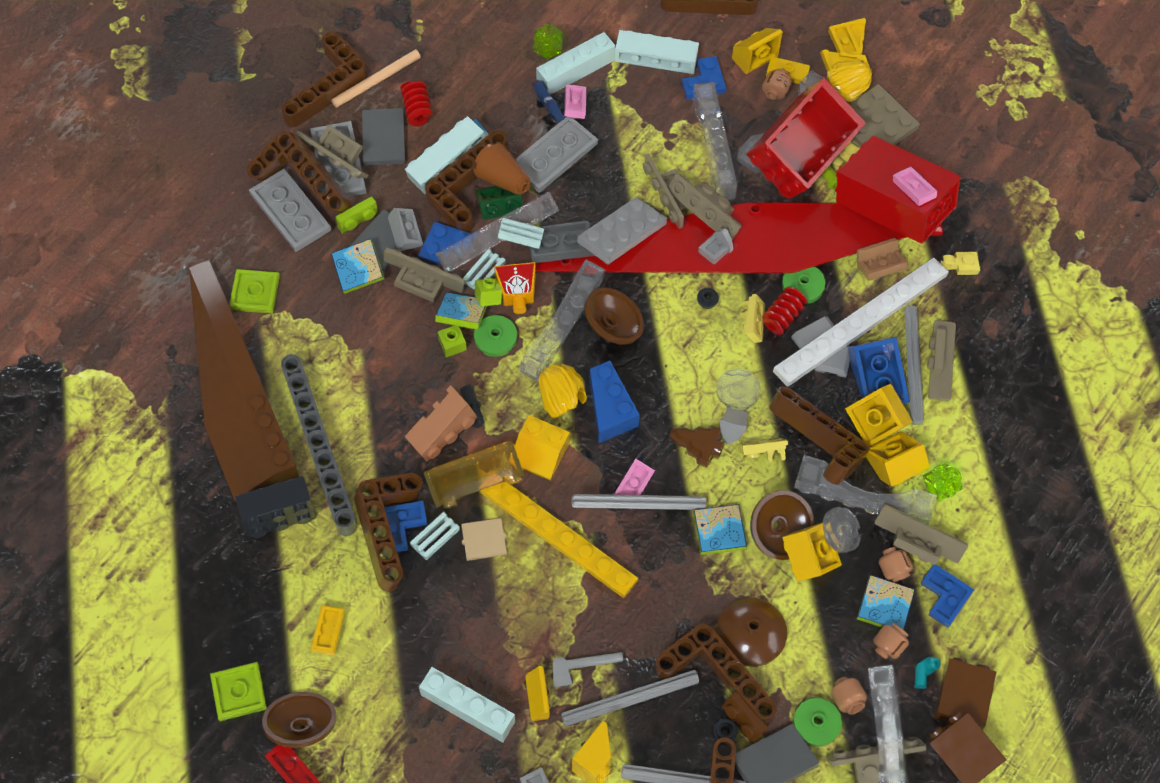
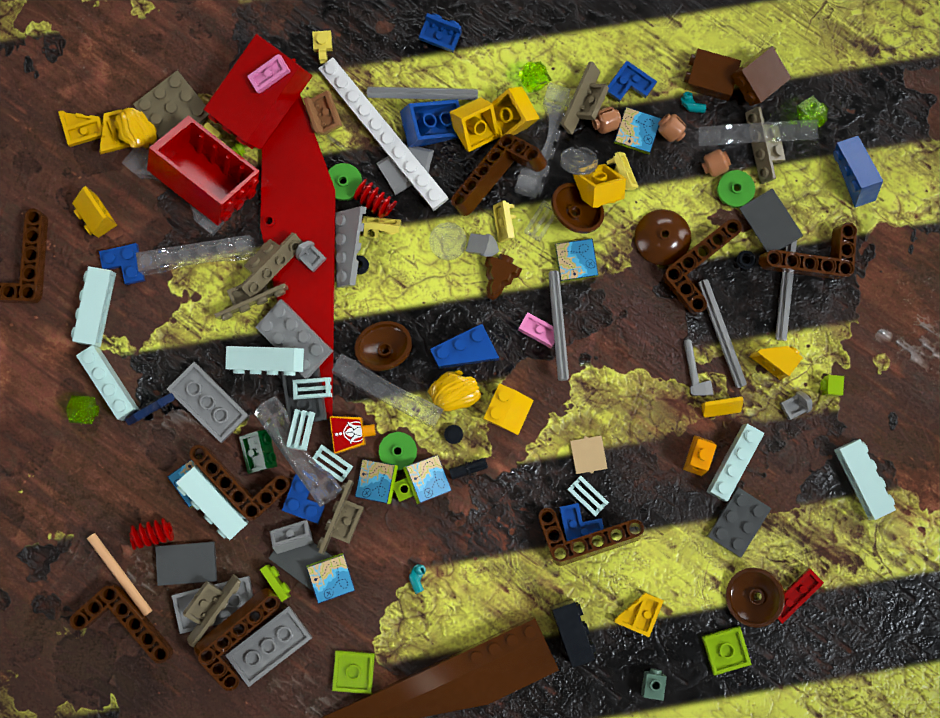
camera: 90 degrees left, 20 degrees up
(206, 601) = (654, 684): none -> sand green brick
(290, 591) = (641, 614): none -> yellow wing
(319, 453) = (496, 600): dark grey beam -> none
(328, 630) = (674, 580): yellow plate -> none
(351, 351) = (415, 577): none -> teal arm
(393, 711) = (739, 522): none -> dark grey plate
(441, 425) = (493, 493): nougat wedge -> none
(461, 361) = (427, 479): none -> tile
(474, 473) = (534, 466): clear yellow windscreen -> none
(478, 661) = (700, 456): none -> light orange torso
(488, 292) = (358, 458): lime plate -> none
(501, 169) = (232, 449): dark orange cone -> none
(512, 392) = (453, 434): none -> black plate
(561, 537) = (583, 393): yellow plate -> none
(567, 257) = (327, 387): none -> light aqua tile
(575, 101) = (151, 383): bright pink plate -> none
(598, 199) = (264, 359): none -> light aqua brick
(728, 283) = (347, 245): none -> light grey wing
(744, 717) = (739, 242): reddish brown plate -> none
(763, 480) = (533, 234): none -> clear tile
(777, 84) = (134, 196): nougat head -> none
(796, 70) = (115, 186): yellow plate -> none
(832, 584) = (623, 168): none -> light yellow plate
(941, 360) = (418, 69): dark tan bracket -> none
(987, 382) = (440, 32): none -> blue bracket

